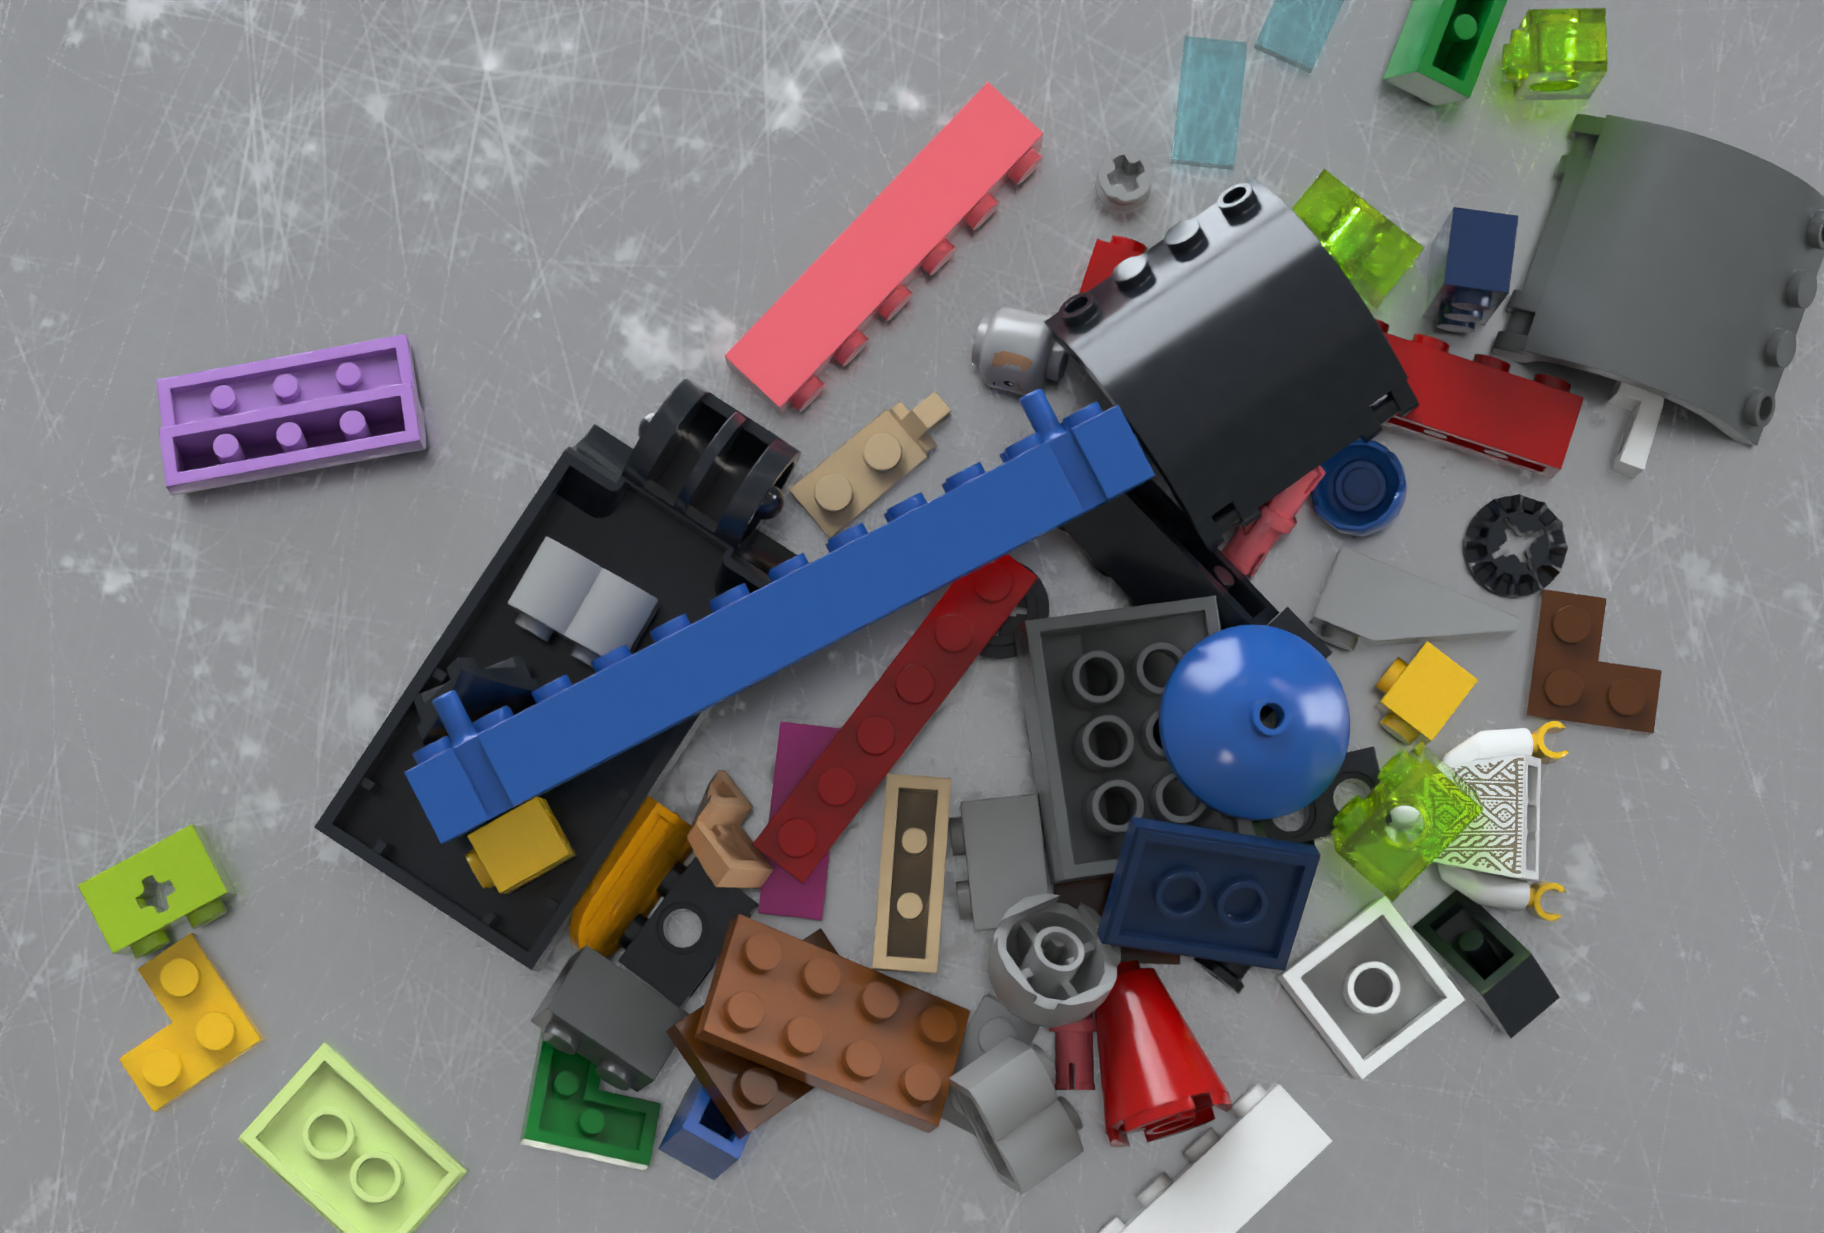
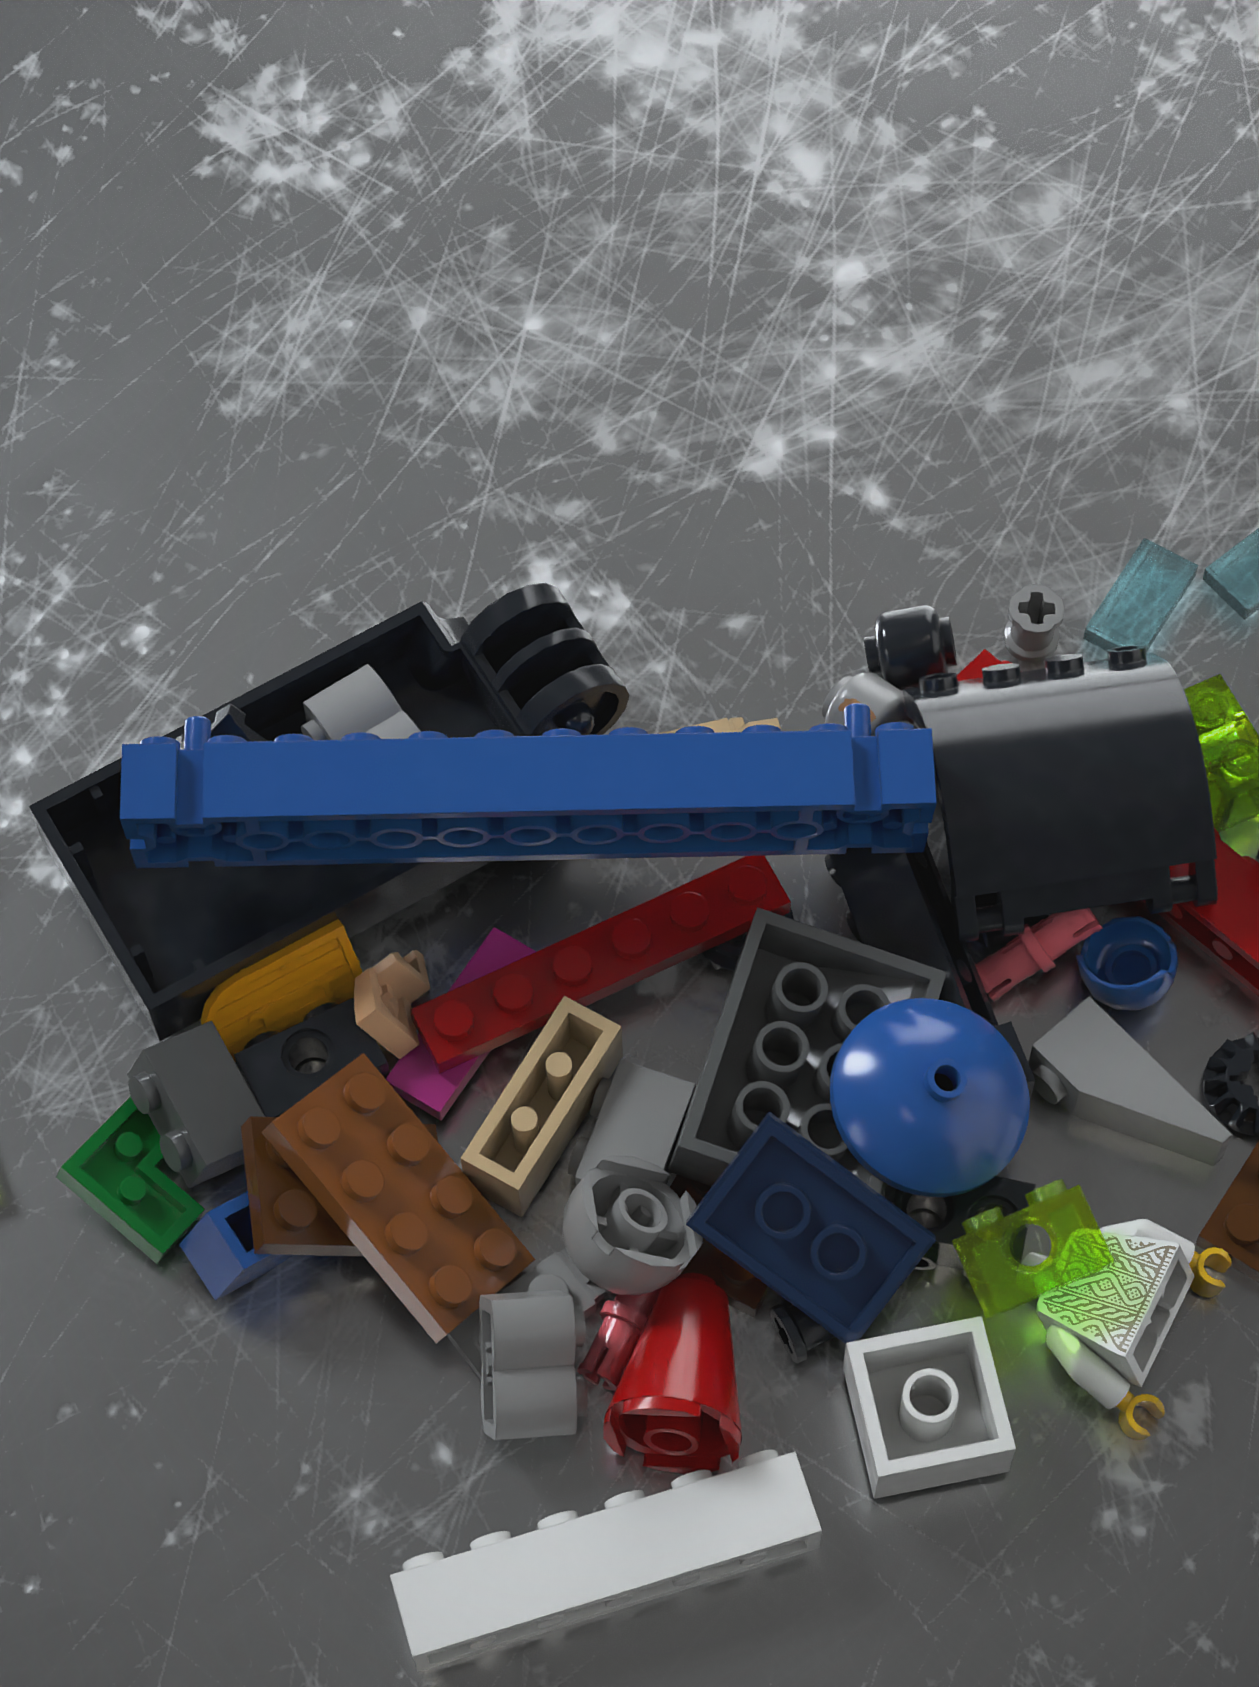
camera: 25 degrees right, 20 degrees down
(289, 415) = (208, 501): medium lavender brick -> none
(518, 847) = (197, 898): yellow brick -> none
(885, 250) = (791, 591): coral brick -> none
(1024, 260) = (910, 646): none -> black head
(1421, 694) = (1110, 1164): yellow brick -> none
(1487, 962) = (1057, 1445): black slope -> none

